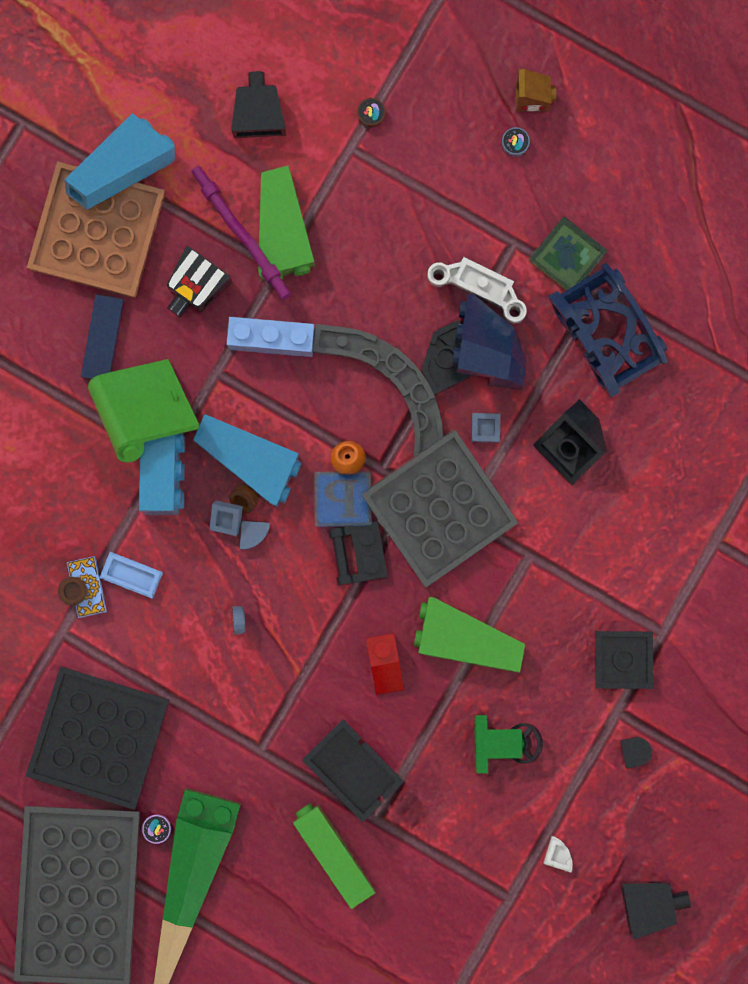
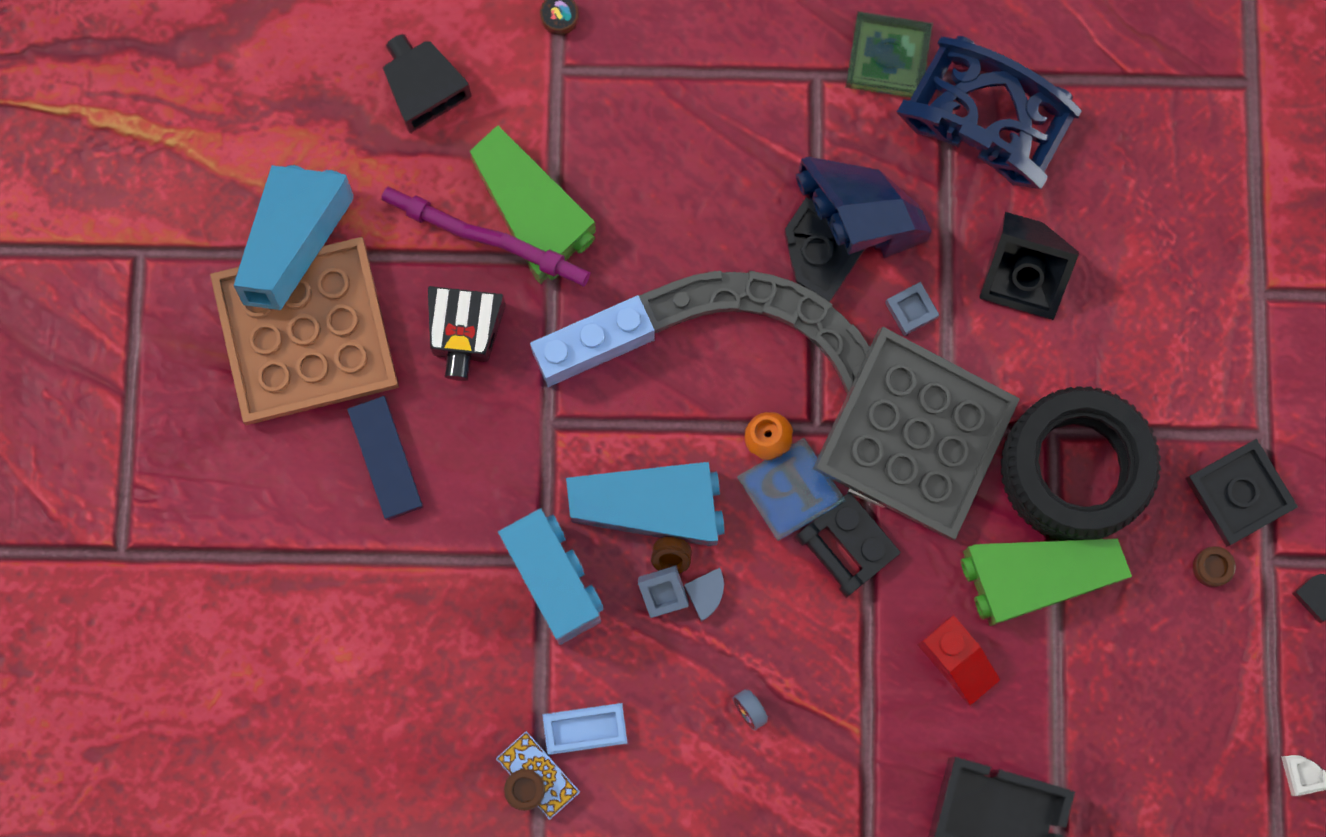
camera: 35 degrees left, 5 degrees down
(141, 406) = (484, 512): bright green door -> none
(482, 283) = (809, 137): white plate -> none
(503, 743) = (1158, 678): green piece -> none
(567, 567) = (1125, 432): none -> black tyre
(579, 696) = (1214, 566): none -> reddish brown tile

